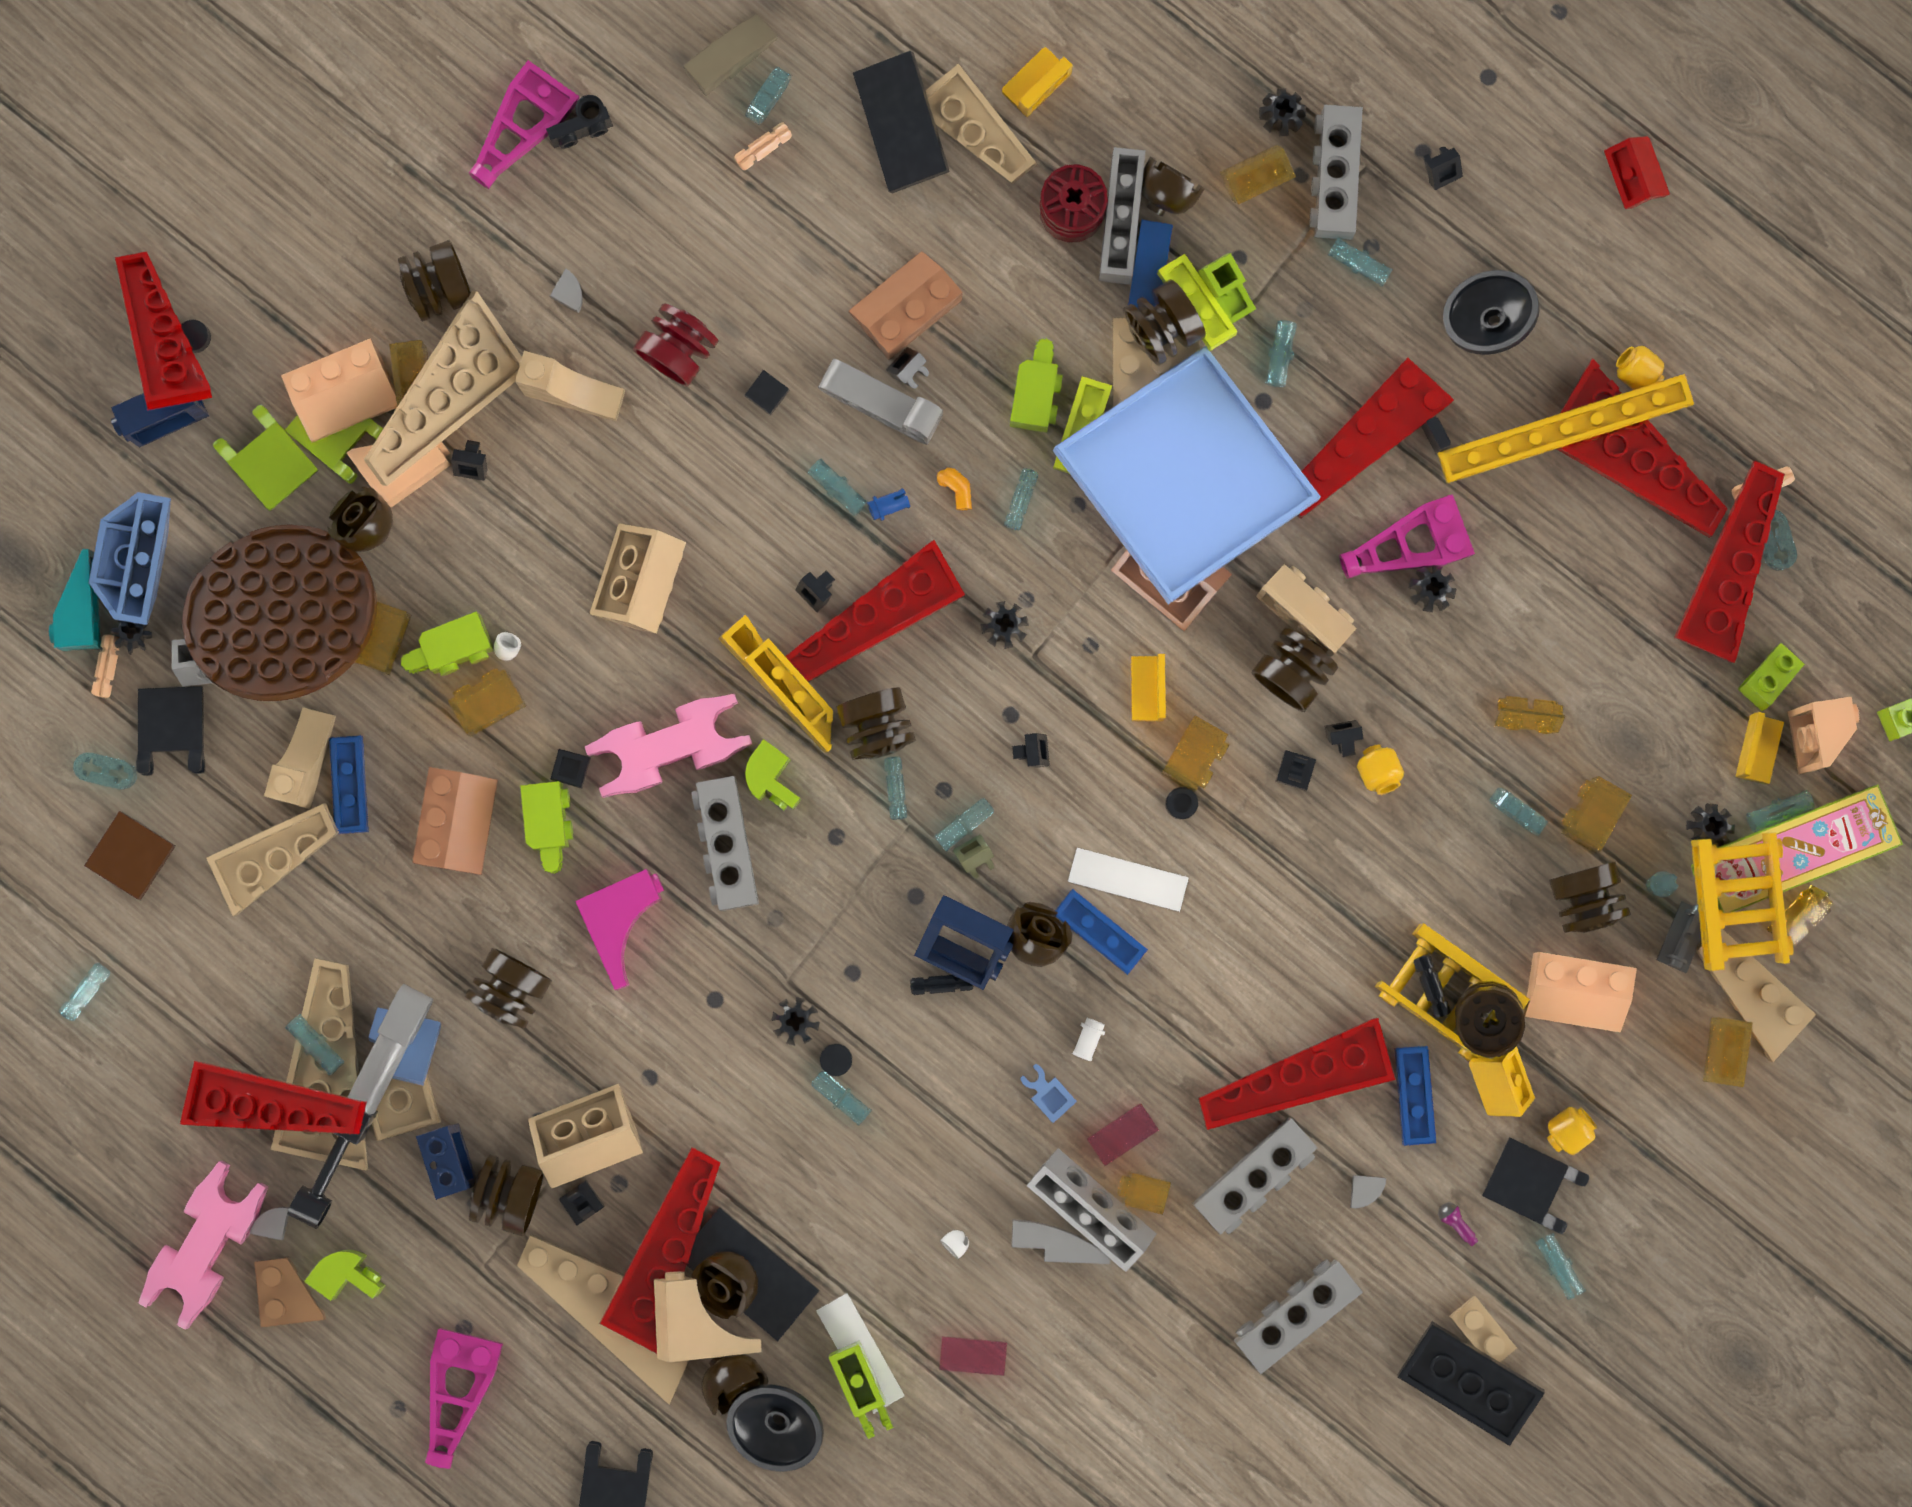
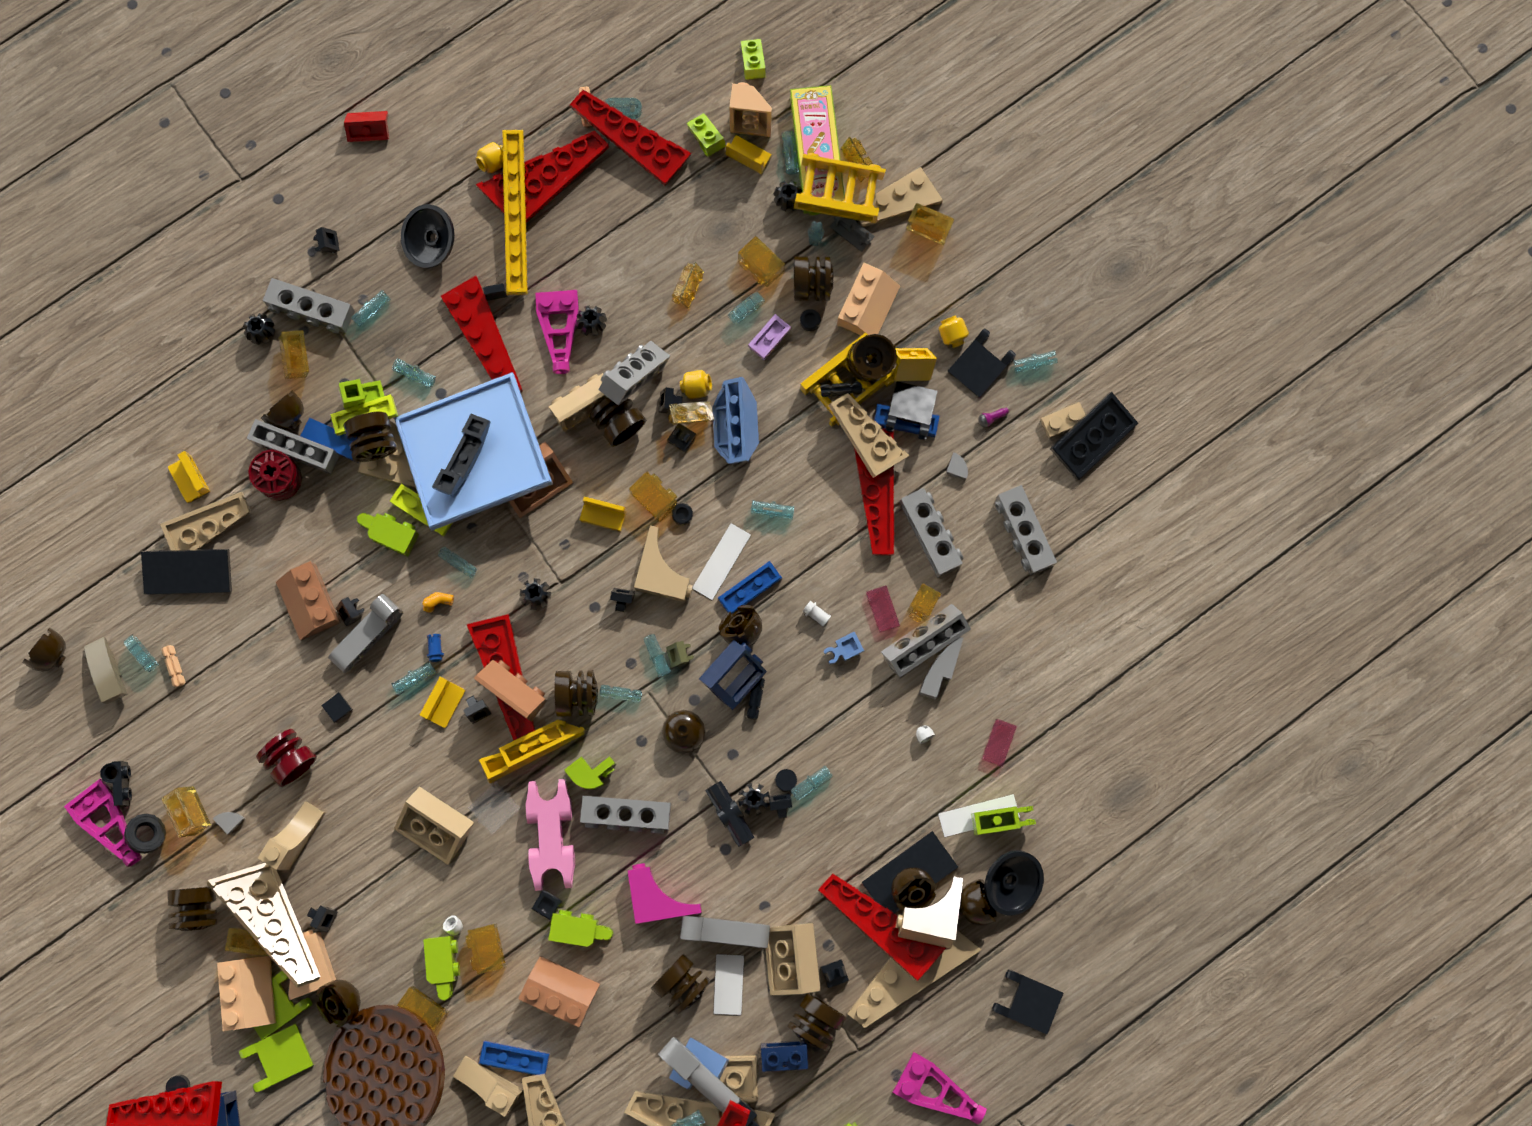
camera: 75 degrees left, 5 degrees down
(527, 1056) = (728, 984): none -> white sticker
(539, 186) = (145, 820): none -> black tyre
(564, 230) = (186, 811): none -> clear yellow brick
(598, 1030) = (725, 931): none -> light grey beam
(685, 655) = (494, 808): none -> clear piece
(765, 992) = (729, 813): none -> black piece
(799, 1060) = (780, 803): none -> black tile
(814, 539) = (442, 702): none -> yellow panel
(856, 632) = (512, 689): none -> nougat slope
(865, 893) = (683, 731): none -> dark brown cylinder
(1079, 789) = (656, 576): none -> tan arch
(1173, 465) = (464, 457): none -> black slope
(1222, 910) = (757, 507): none -> clear light blue pin
(1334, 774) = (690, 412): none -> clear yellow hinge
(1339, 843) = (735, 421): none -> medium blue wedge
(1368, 674) = (633, 372): none -> light grey brick
(1370, 1043) = (866, 436): none -> tan wing
(1439, 1098) = (912, 405): none -> flag
(1484, 858) = (769, 337): none -> lavender plate
(1528, 911) = (810, 320): none -> black tile

